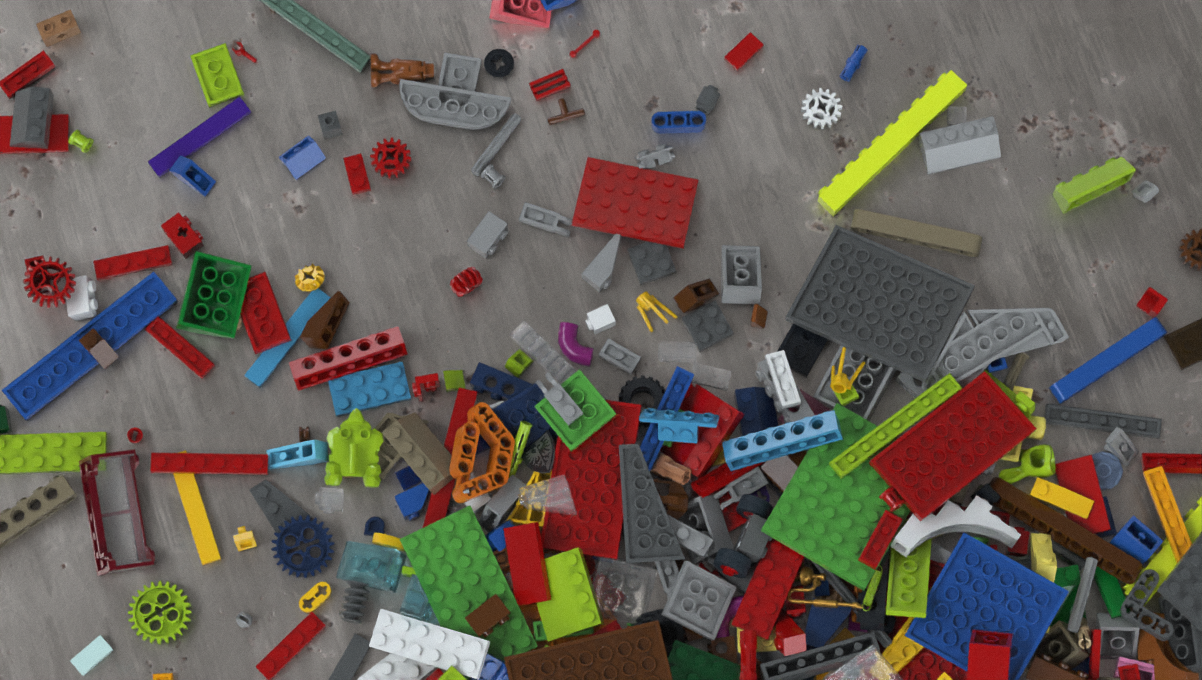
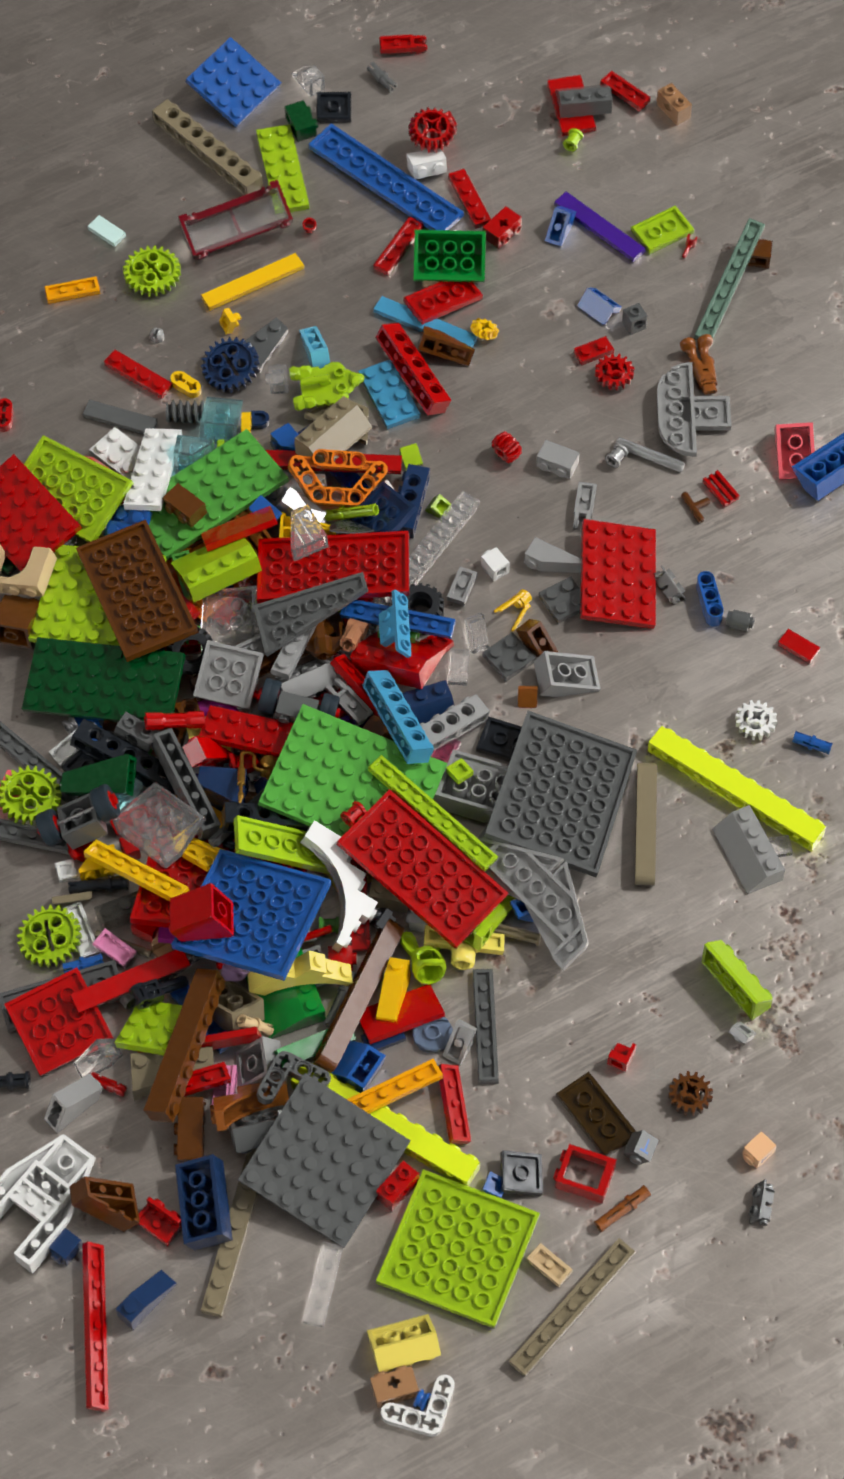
camera: 80 degrees right, 15 degrees down
(99, 348) = (381, 182): slope -> none
(209, 463) = (294, 283): red plate -> none
(304, 434) = (335, 349): reddish brown bush -> none
(425, 382) = (397, 427): red bracket -> none
(494, 56) = (738, 440): black gear -> none
(560, 400) = (398, 519): light grey hinge -> none
(570, 347) = (463, 543): magenta cylinder -> none
(592, 404) = (392, 538): bright green plate -> none
(596, 33) = (783, 519): red hinge -> none
(783, 379) = (461, 712): white plate -> none
(840, 381) = (469, 759): yellow plant -> none
(872, 589) = (260, 809): lime piece -> none
(880, 539) = (310, 808): red tile -> none
(1082, 595) = (293, 1016): light grey axle -> none
(1108, 360) = (551, 1020): blue beam -> none

